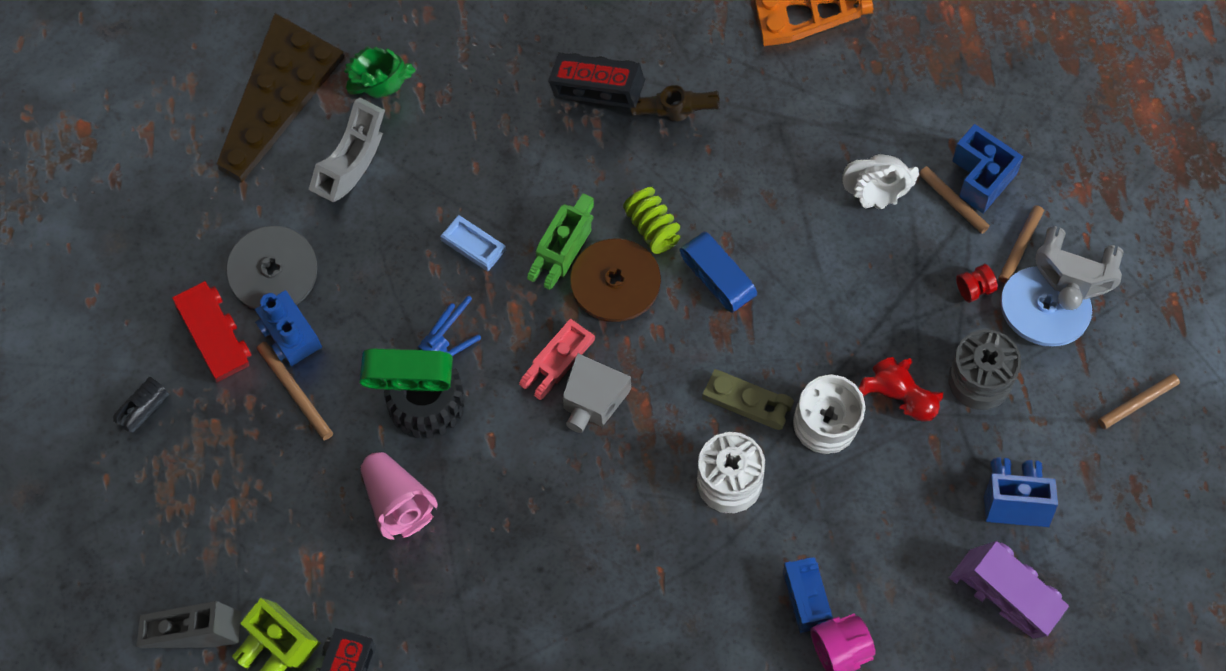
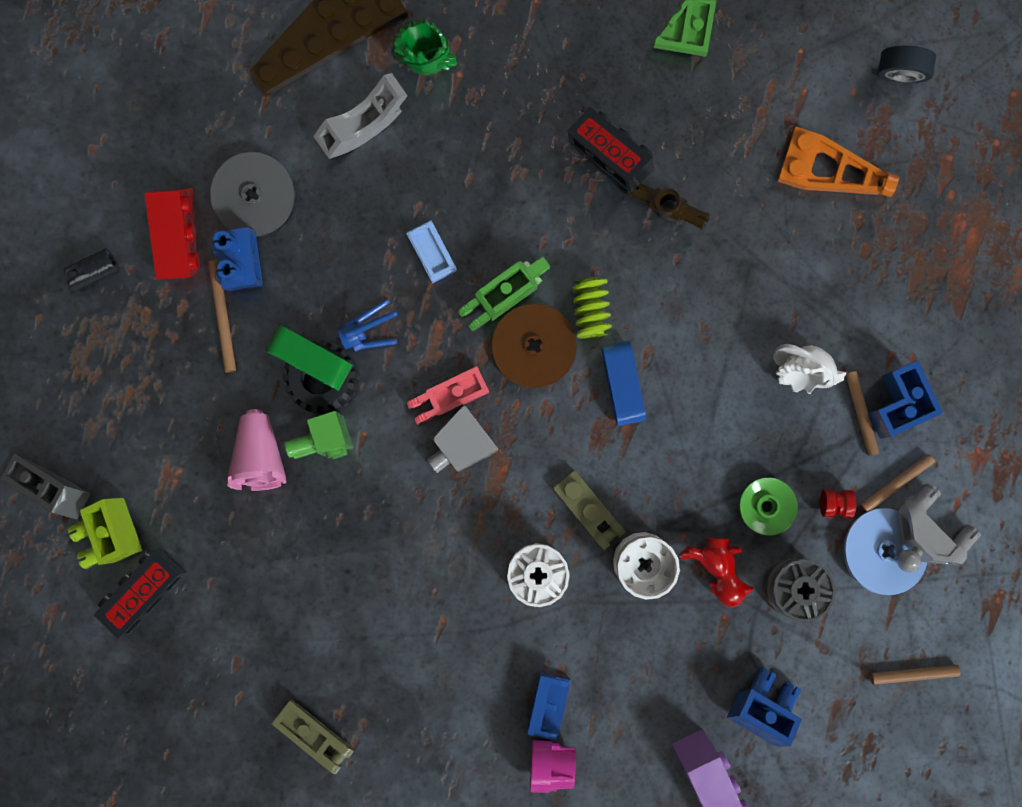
camera: 25 degrees right, 20 degrees up
(458, 445) = (326, 437): none -> bright green brick
(917, 303) = (782, 503): none -> bright green dish

